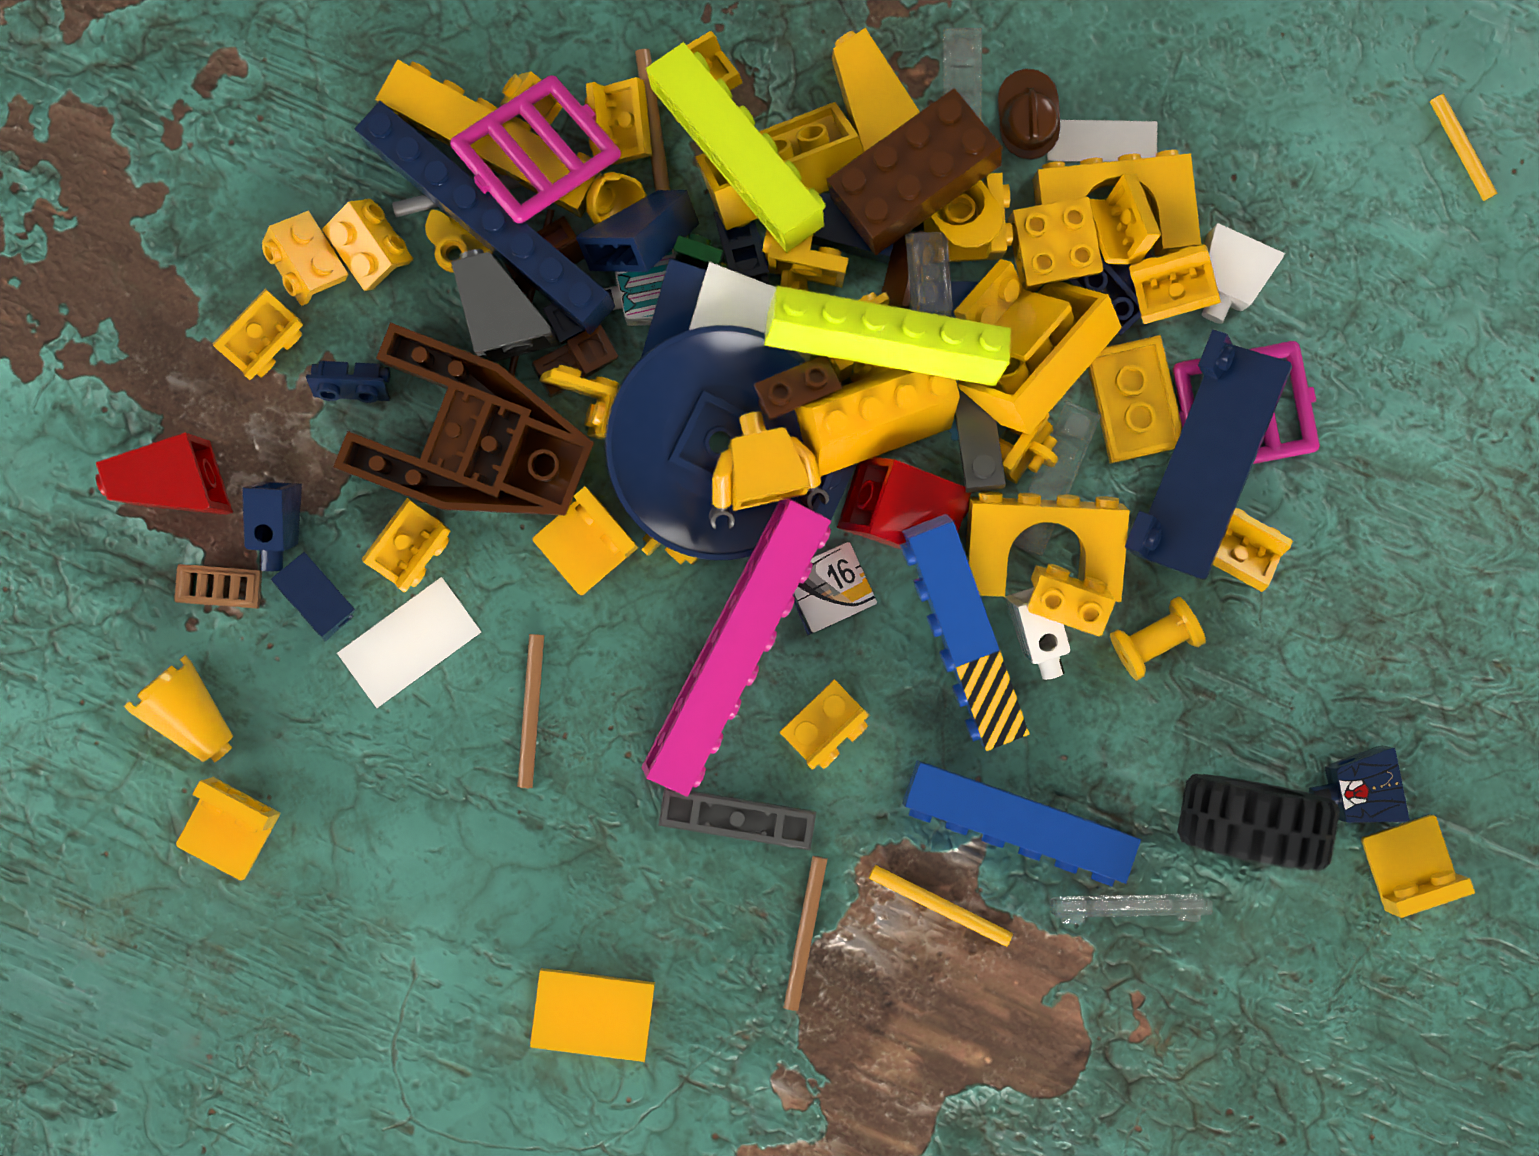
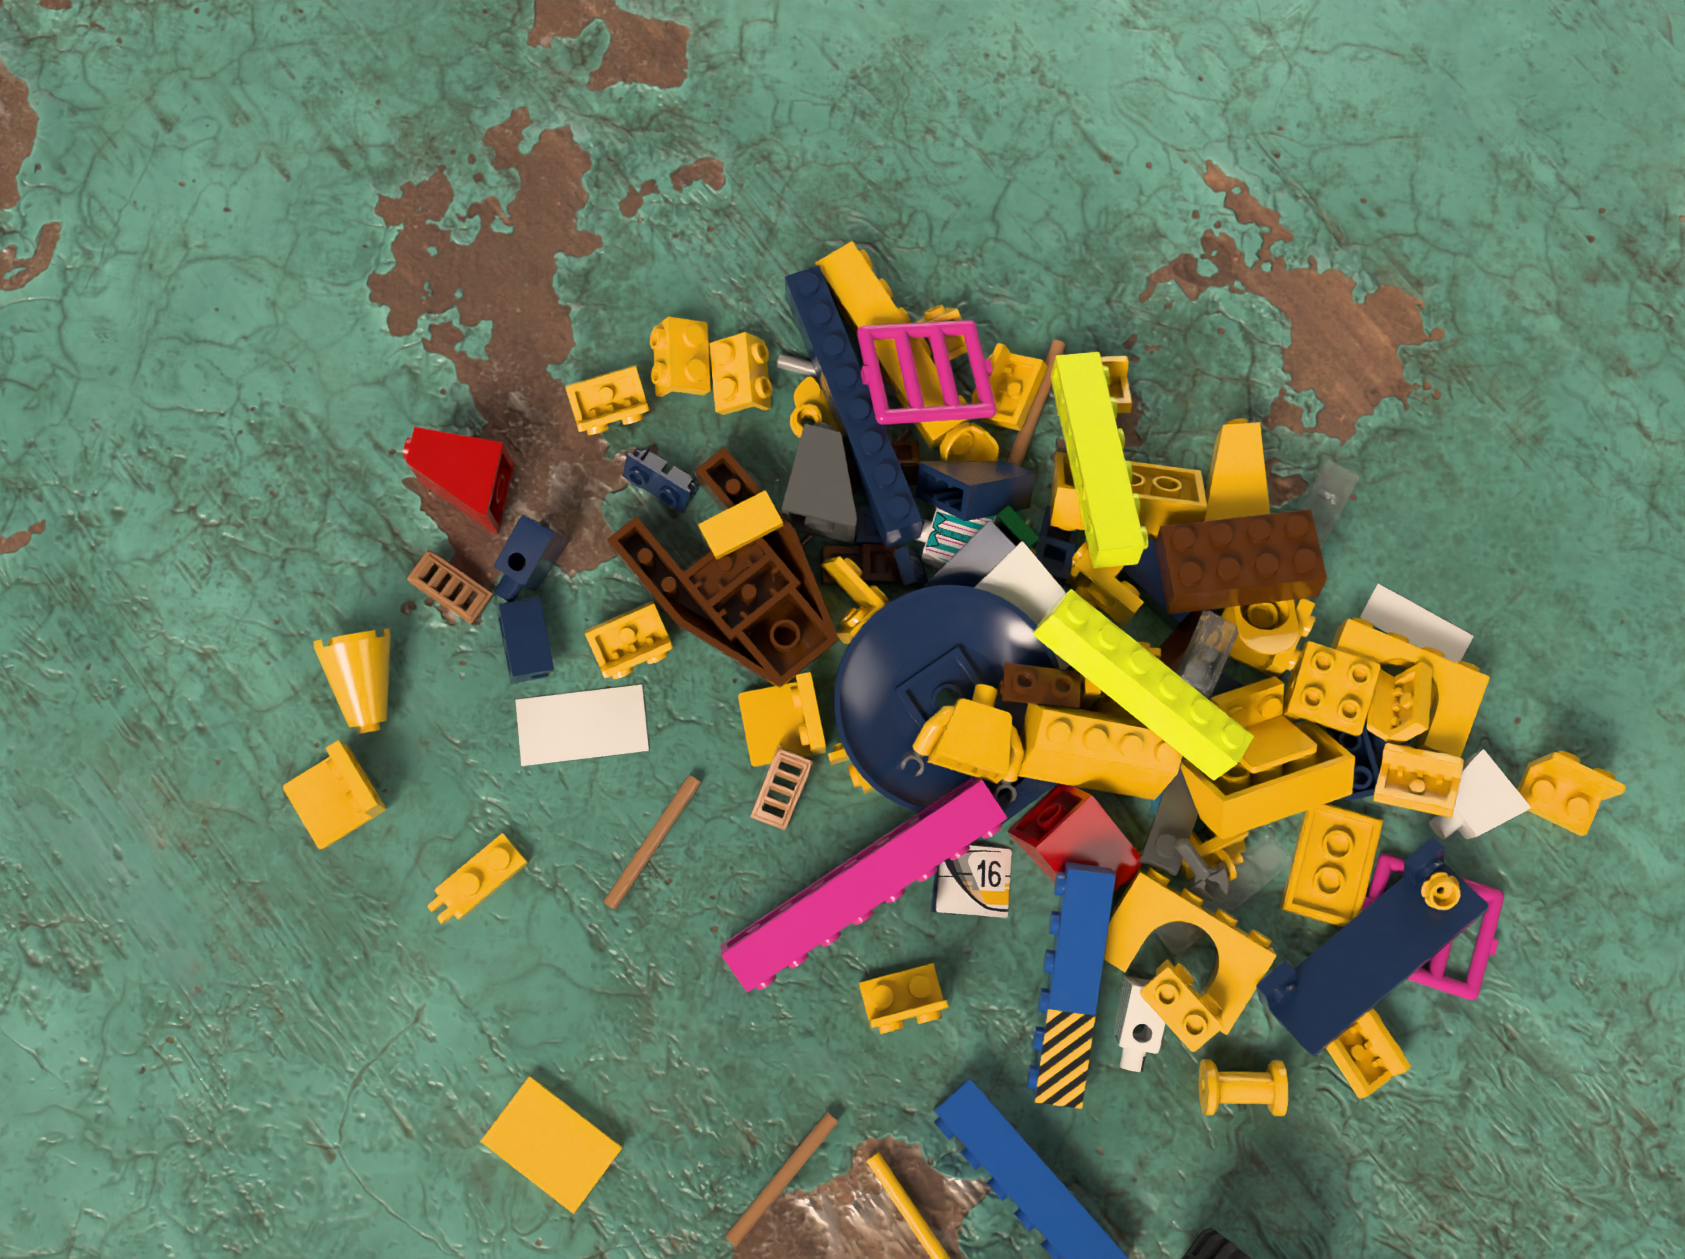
camera: 25 degrees right, 10 degrees down
(396, 827) = (477, 879): none -> yellow hinge
(446, 387) = (740, 525): none -> yellow tile
(615, 570) = (793, 759): none -> slope
(622, 338) = (910, 567): none -> dark blue tile
(738, 818) = (779, 1039): dark grey plate -> none
(1026, 471) = (1202, 871): none -> dark grey bar
(1029, 113) = (1364, 570): reddish brown piece -> none
(1250, 377) = (1445, 898): none -> yellow plate
(1308, 220) = (1566, 790): none -> yellow bracket

